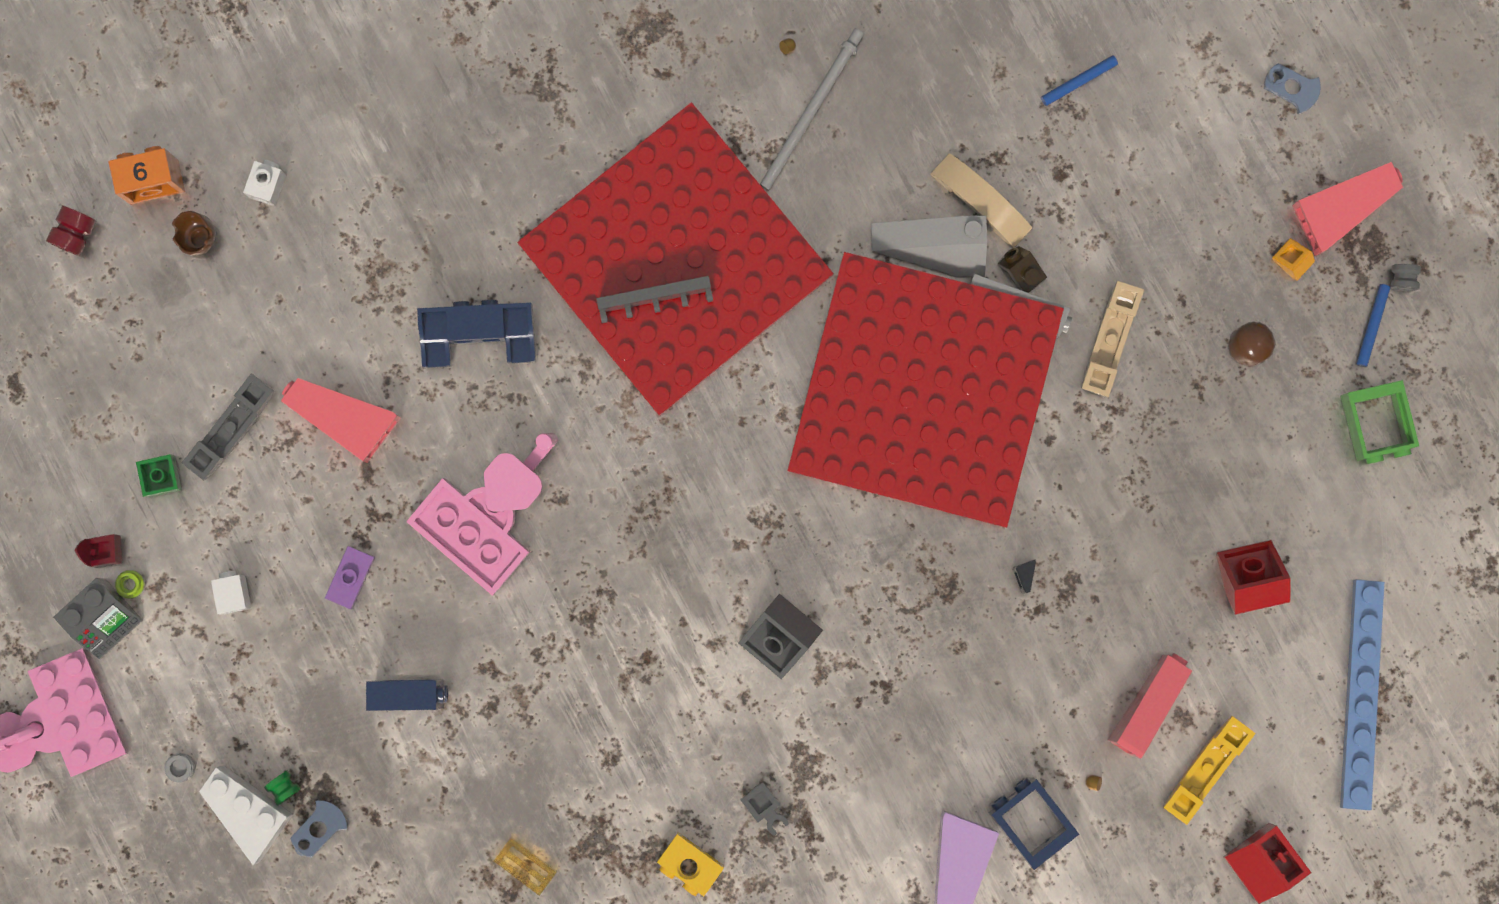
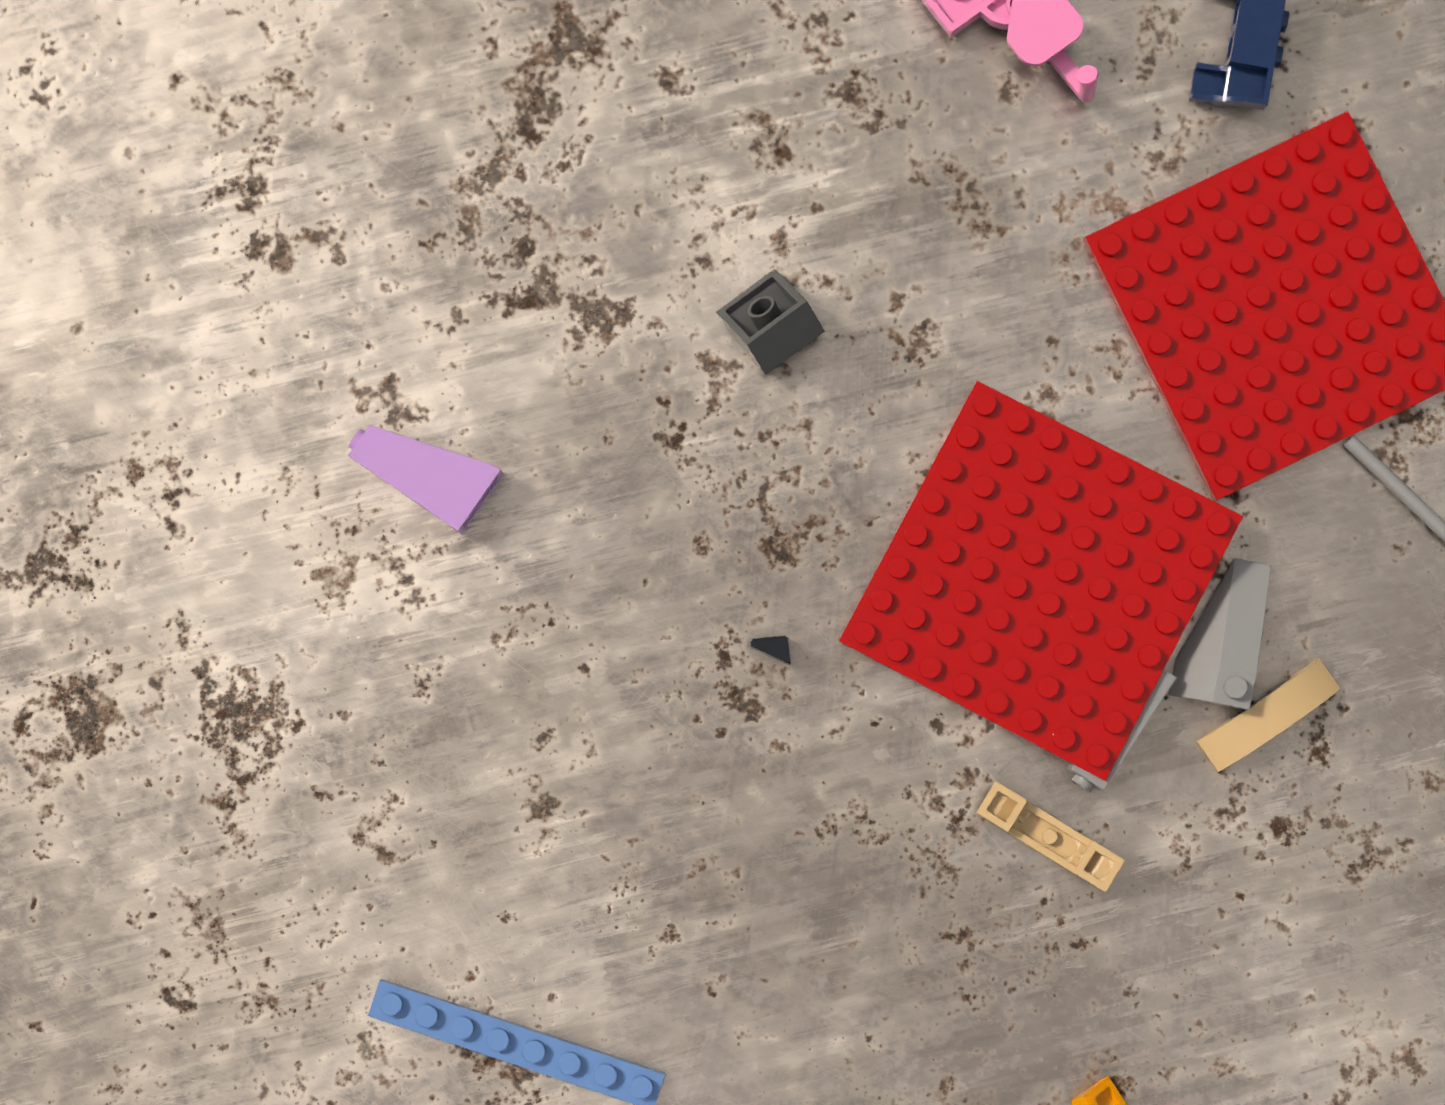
camera: 110 degrees right, 0 degrees up
(654, 295) = (1241, 262): dark grey hinge -> none
(681, 849) = (507, 162): yellow brick -> none
(762, 805) = (567, 249): dark grey plate -> none
(1023, 268) = (1167, 744): dark brown bracket -> none
(1052, 844) = (424, 593): dark blue window -> none
(1079, 80) = (1399, 882): blue bar -> none
(1094, 782) = (490, 672): pearl gold piece -> none
(1151, 706) = (569, 765): coral slope -> none
(1207, 769) = (470, 818): yellow slope -> none
(1251, 344) = (1001, 1019): reddish brown hair -> none
(1254, 577) = (700, 941): red slope -> none
(1267, 863) = (334, 862): red slope -> none

